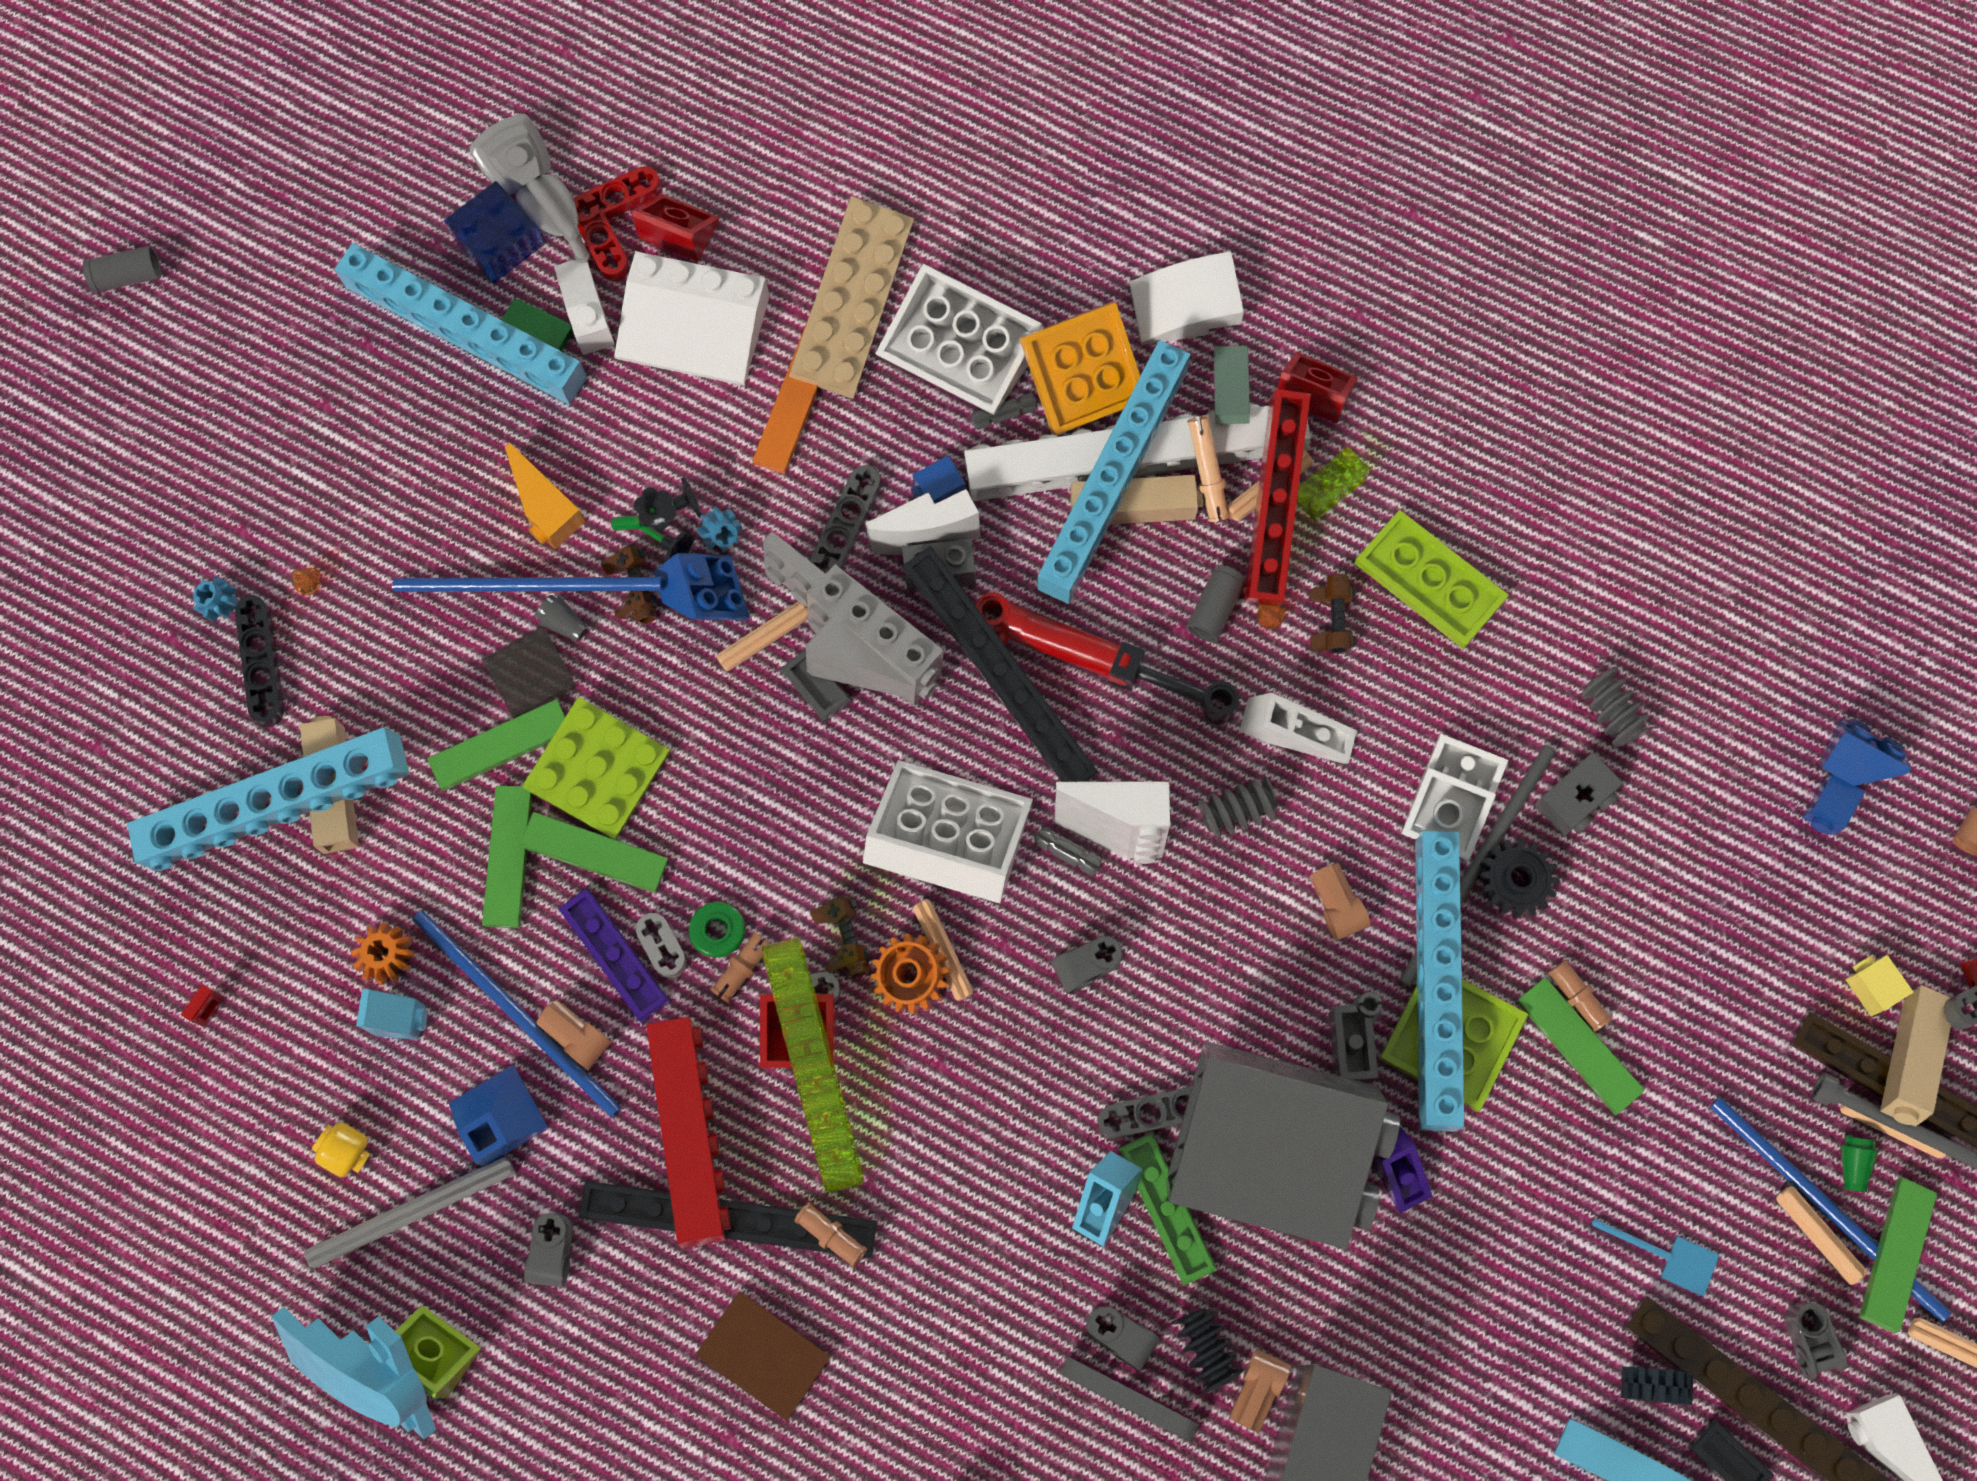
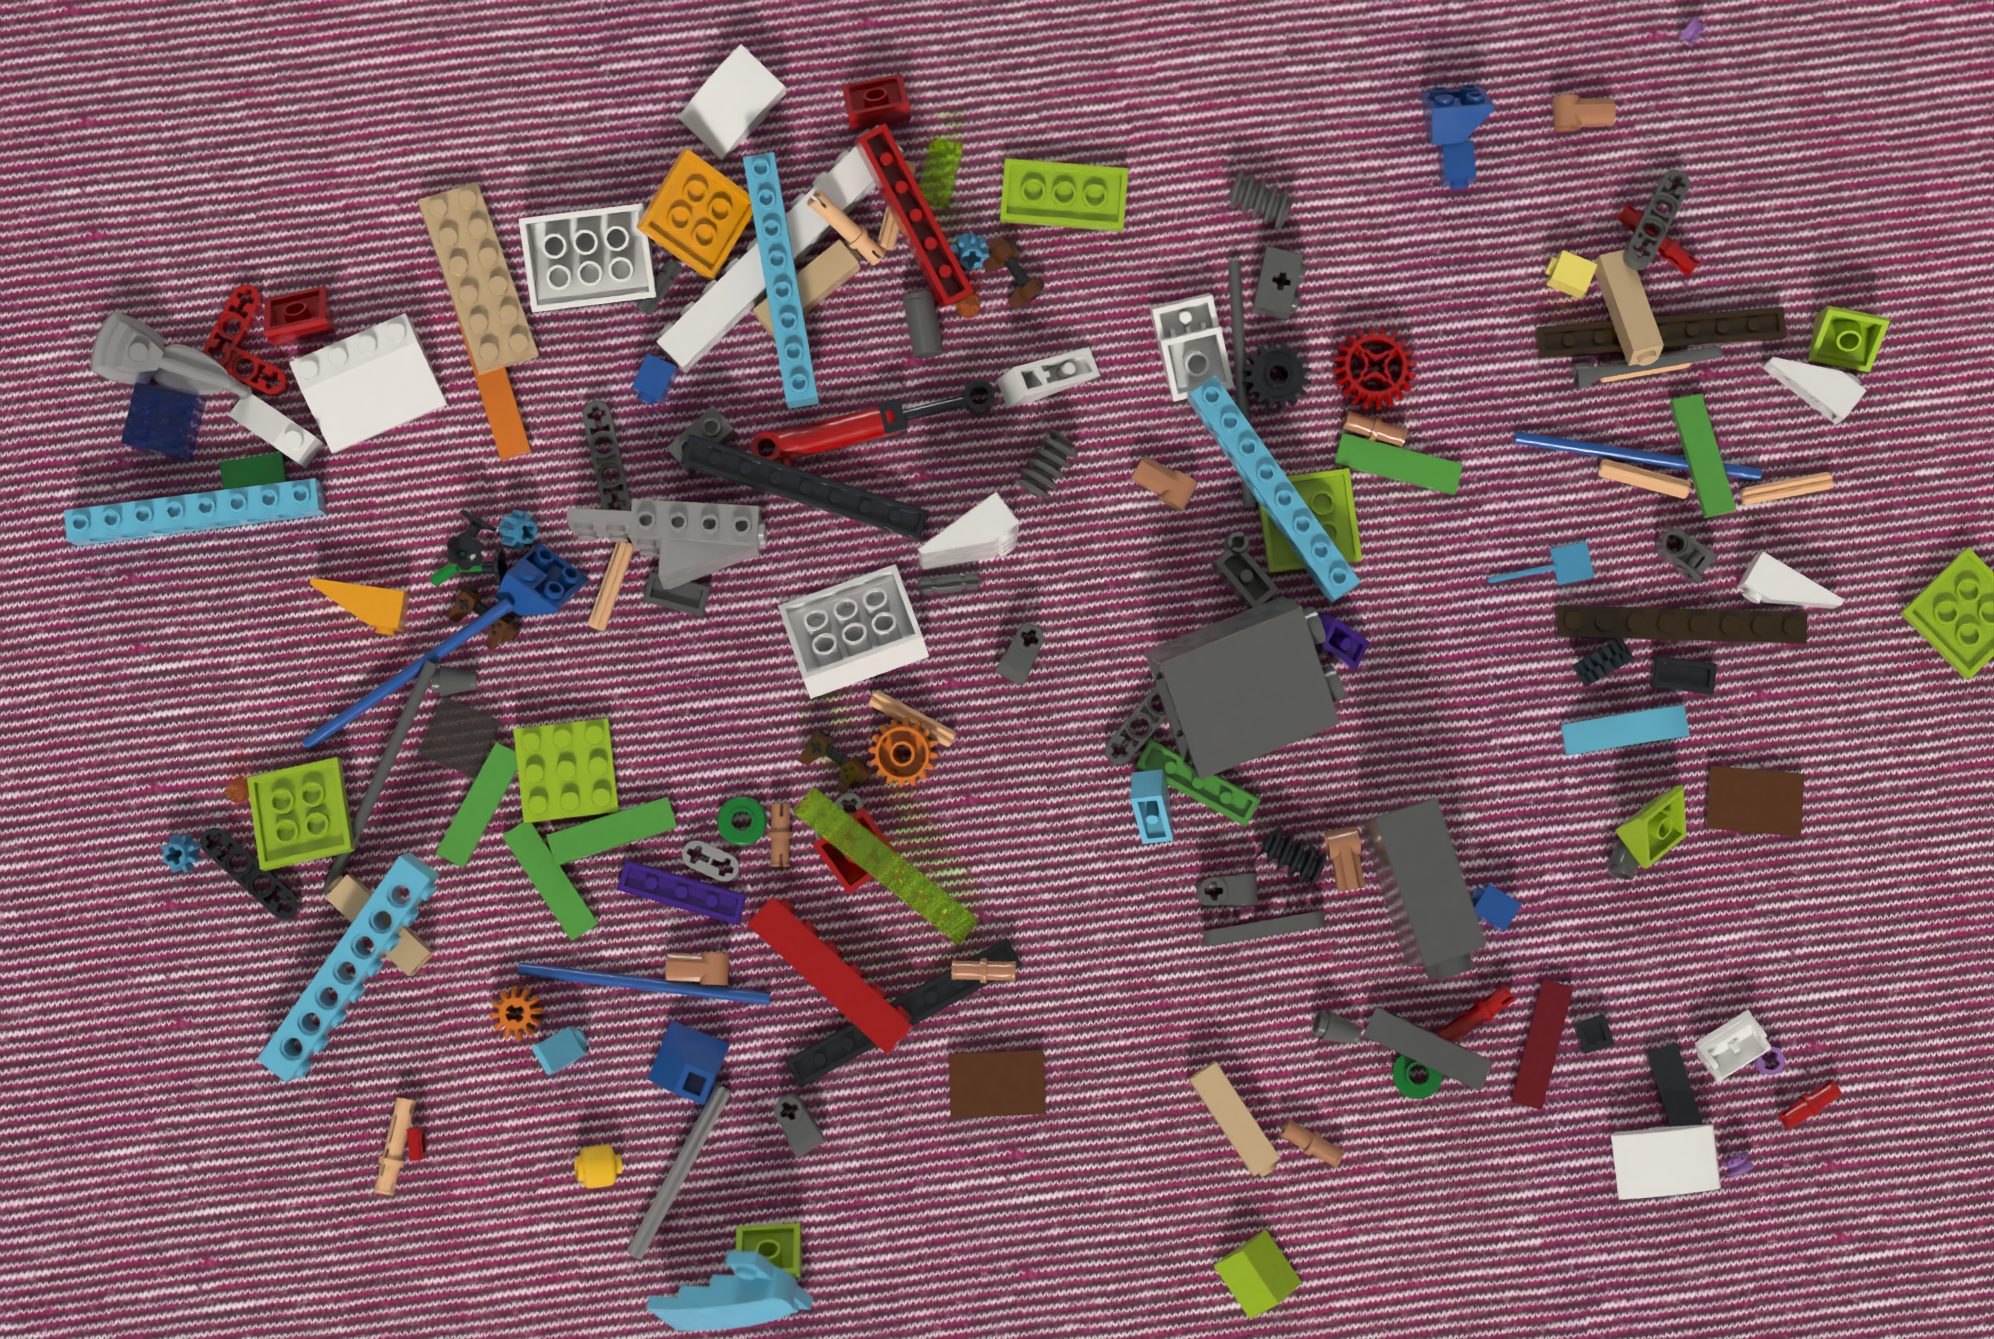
camera: 45 degrees left, 10 degrees up
(171, 1003) = (393, 1153): none -> light nougat pin
(340, 638) = (300, 814): none -> lime plate
(438, 652) = (384, 767): none -> dark grey piece
(924, 523) = (671, 418): white slope -> none
(1231, 385) = (815, 148): sand green tile -> none
(1307, 558) = (970, 250): none -> dark azure gear
(1619, 952) = (1393, 350): none -> red gear
(1858, 1162) = (1635, 408): green cone -> none

